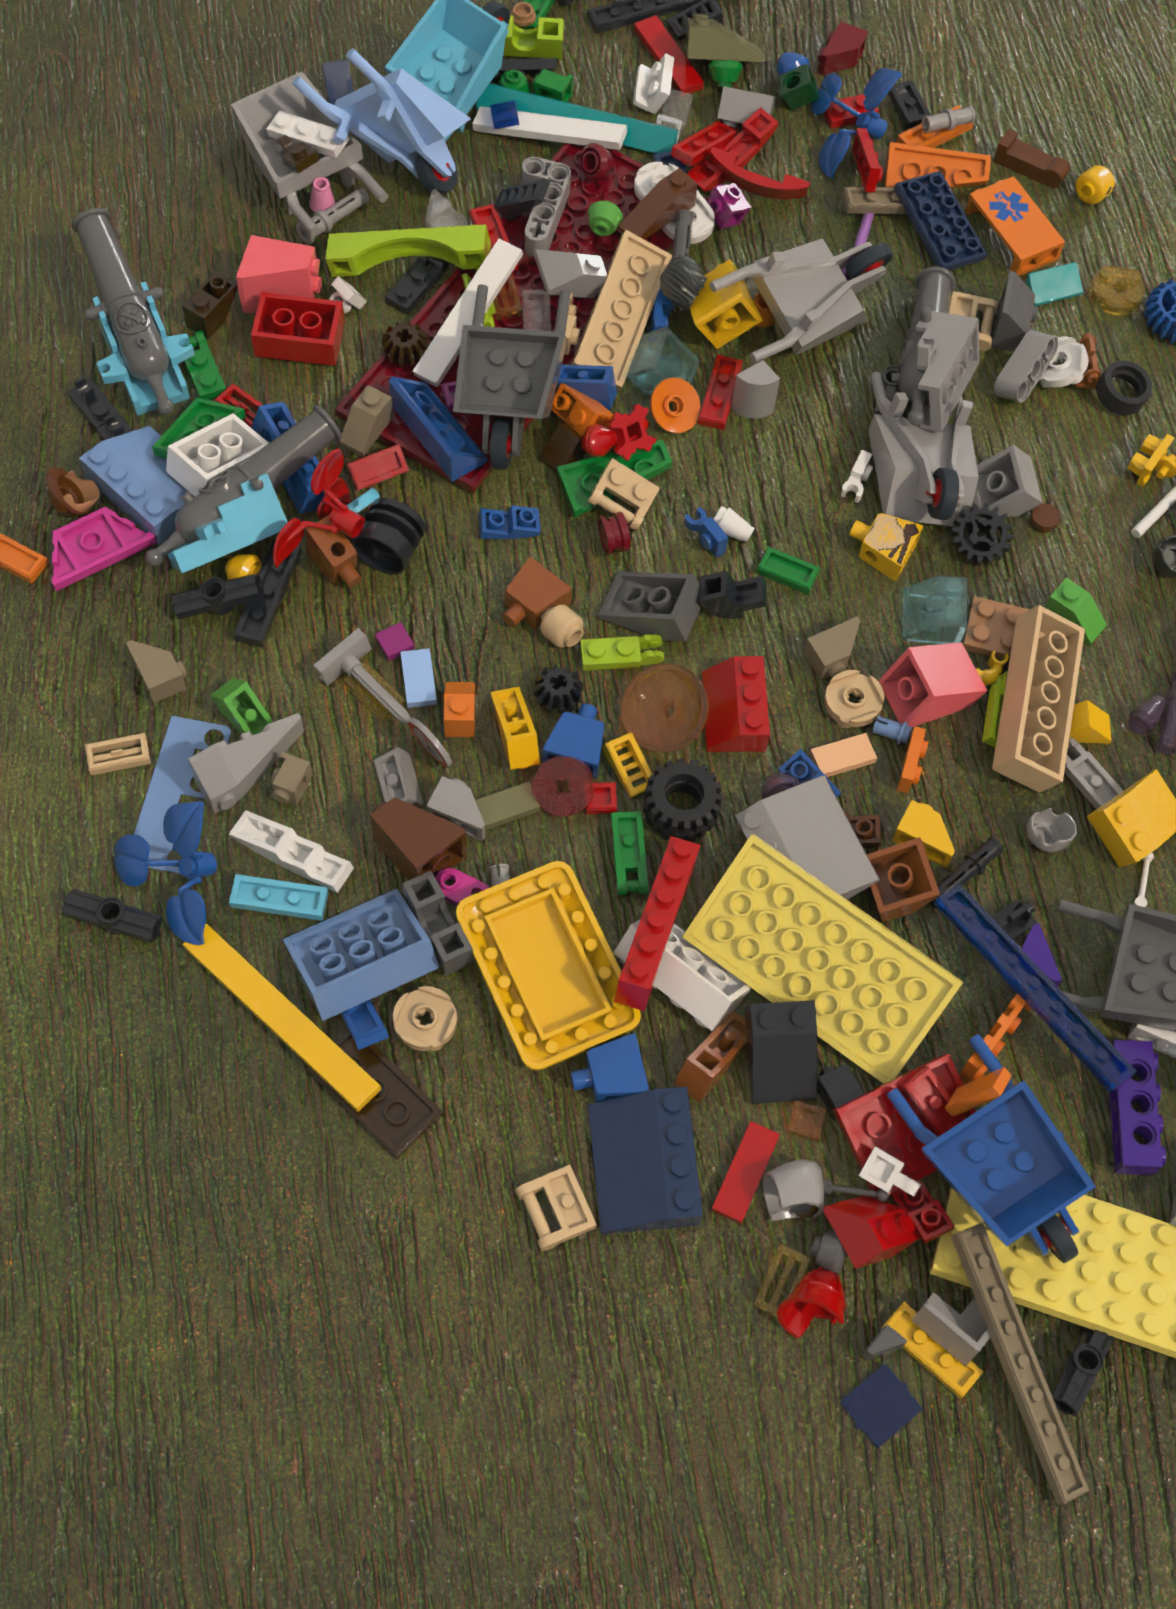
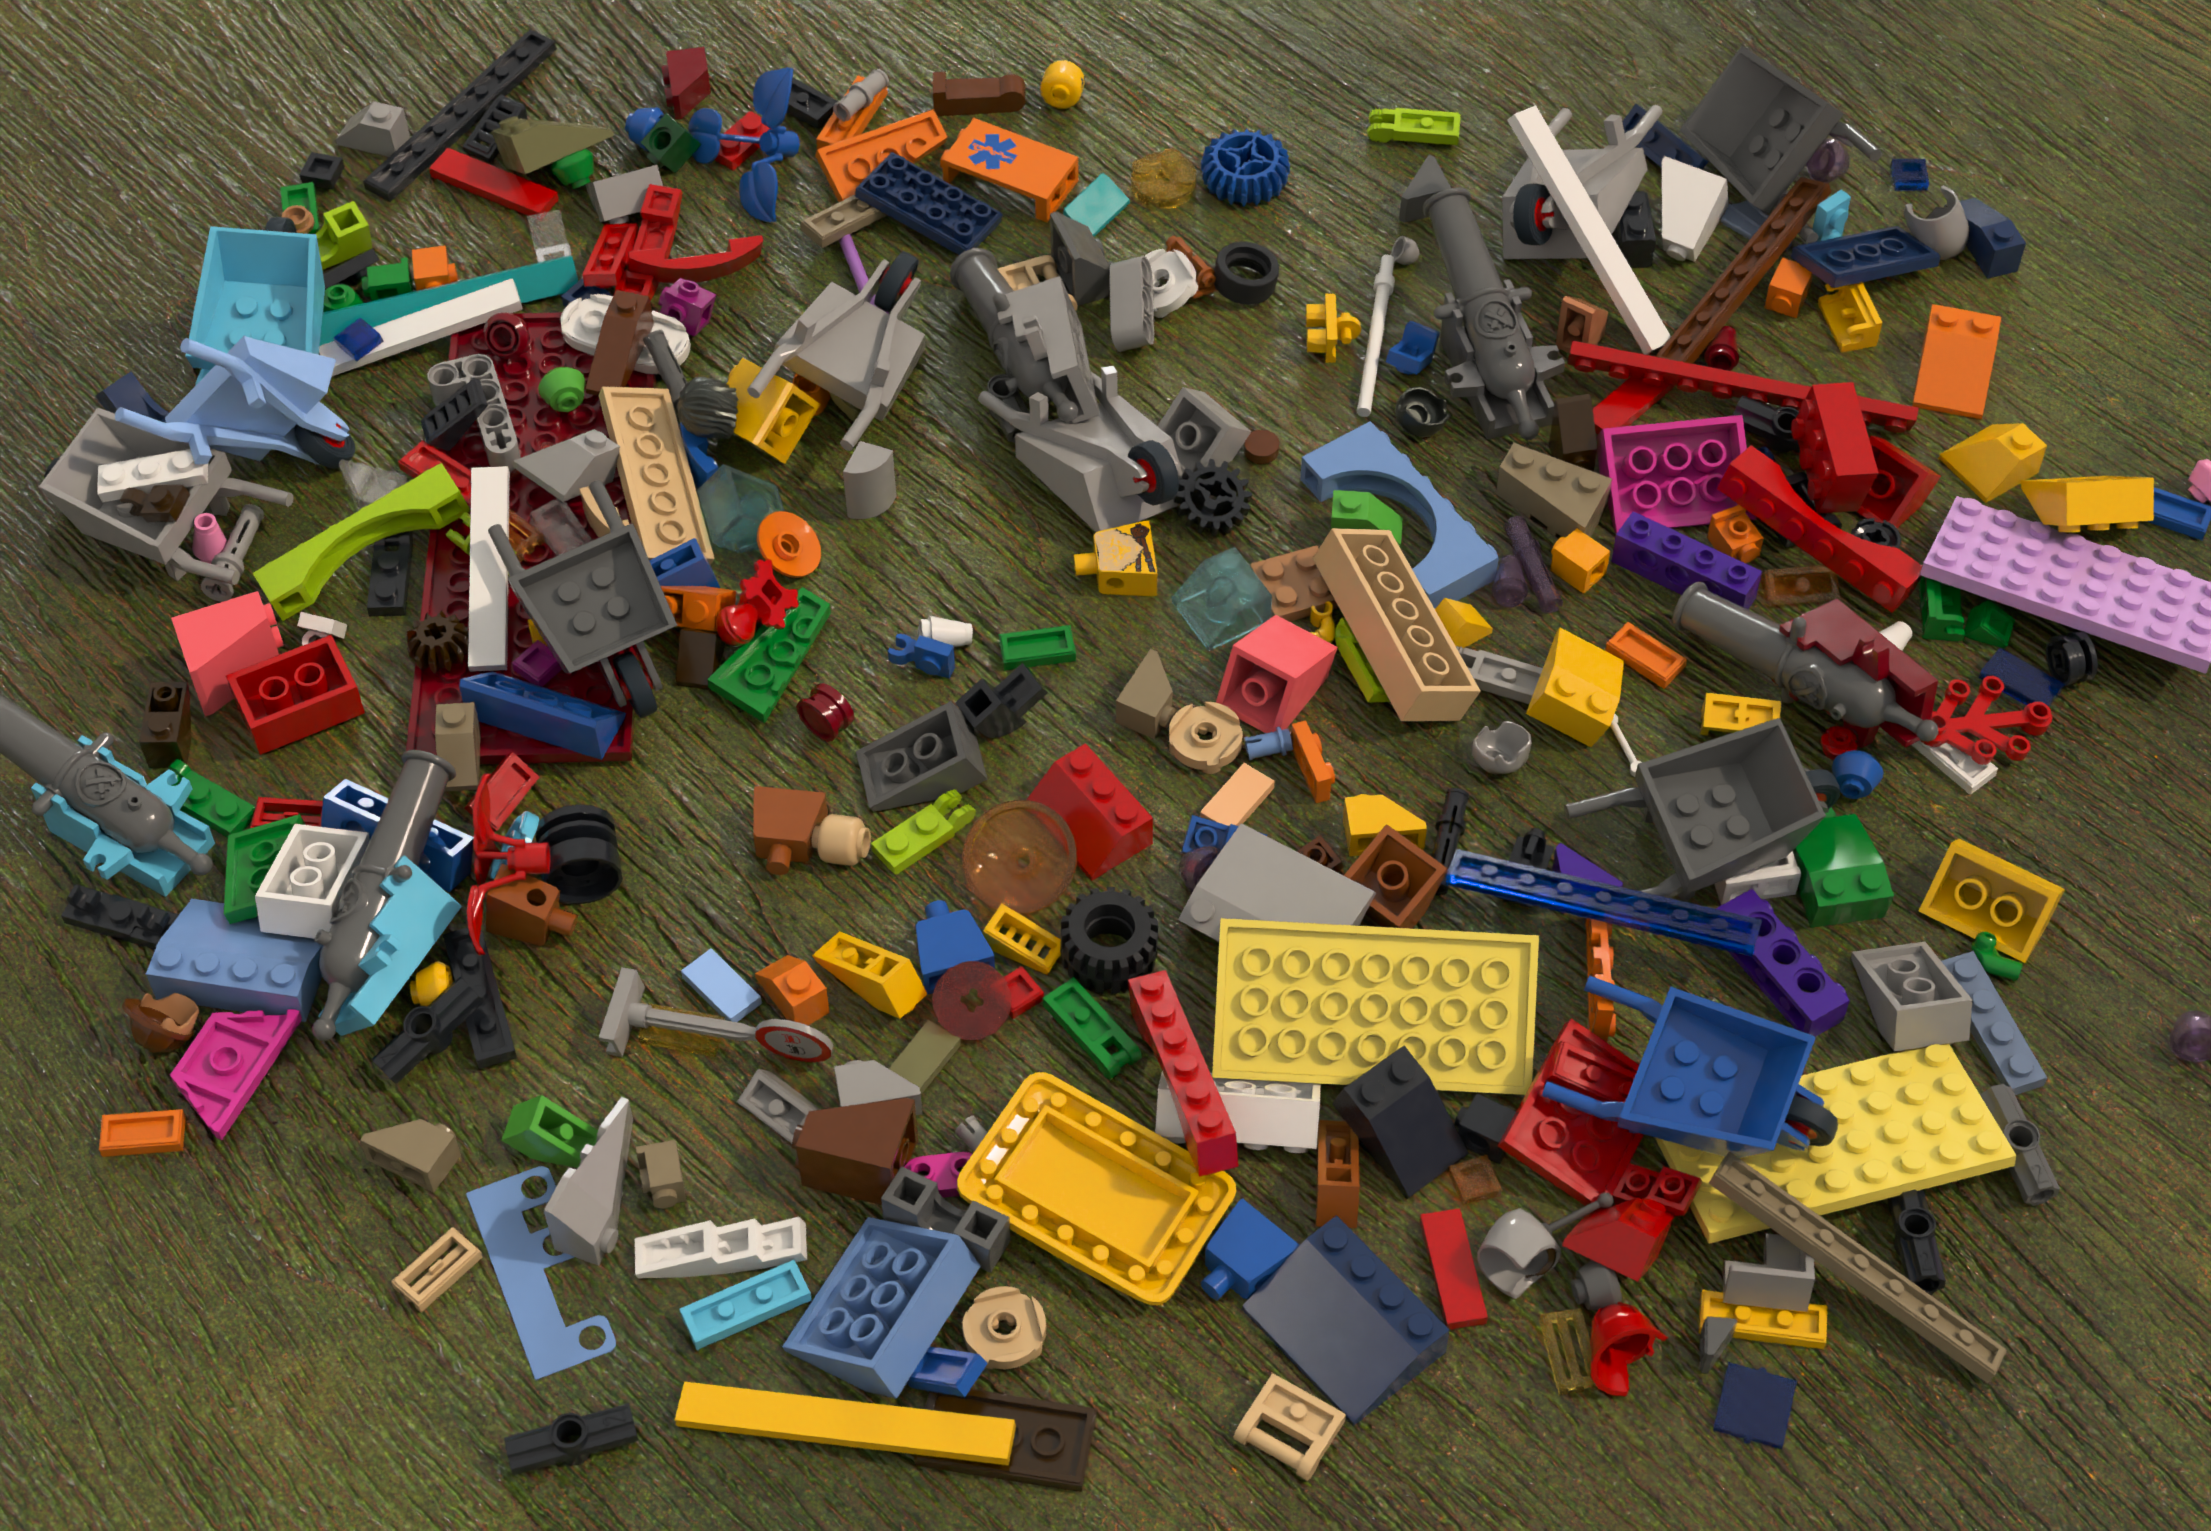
camera: 30 degrees left, 10 degrees down
(183, 829) = (609, 1277): blue plant -> none
(393, 641) = (664, 965): magenta tile -> none
(511, 524) = (703, 766): blue slope -> none
(558, 689) = (887, 907): black gear -> none
(586, 91) = (432, 267): none -> orange brick
(627, 487) = (802, 657): tan plate -> none
(653, 84) = (506, 222): white bracket -> none
(720, 392) = (824, 506): red tile -> none
(859, 473) = (1039, 506): white plate -> none
(866, 160) = (805, 181): red plate -> none
(885, 1172) = (1593, 1172): white plate -> none
(978, 1092) = (1630, 1031): orange tile -> none
(1110, 573) = (1370, 463): none -> medium blue arch

